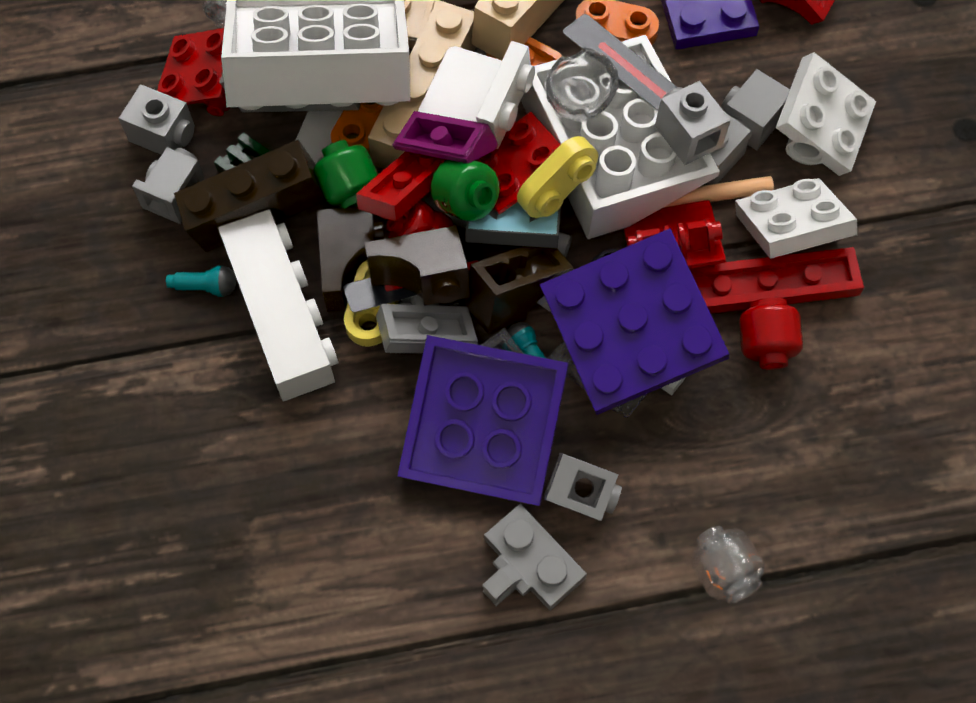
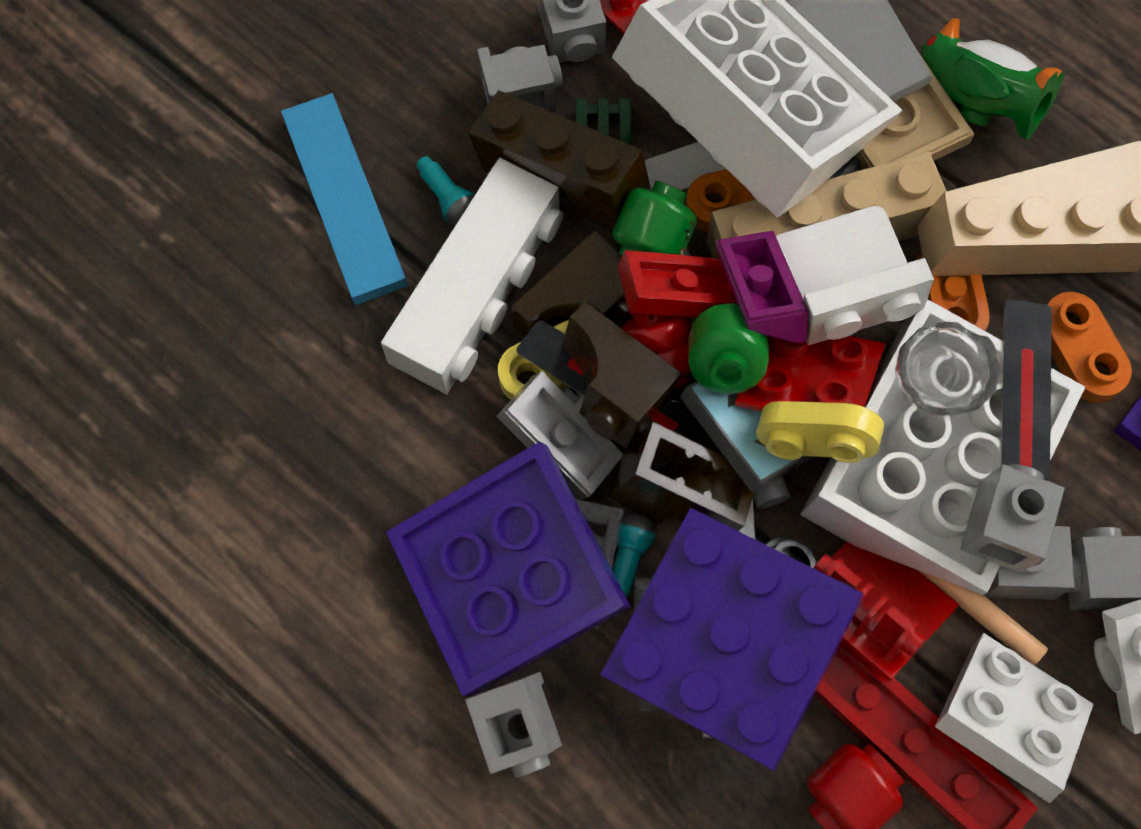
camera: 50 degrees right, 5 degrees up
(147, 344) = (344, 199): none -> dark azure tile
(529, 561) = (402, 732): light grey hinge -> none

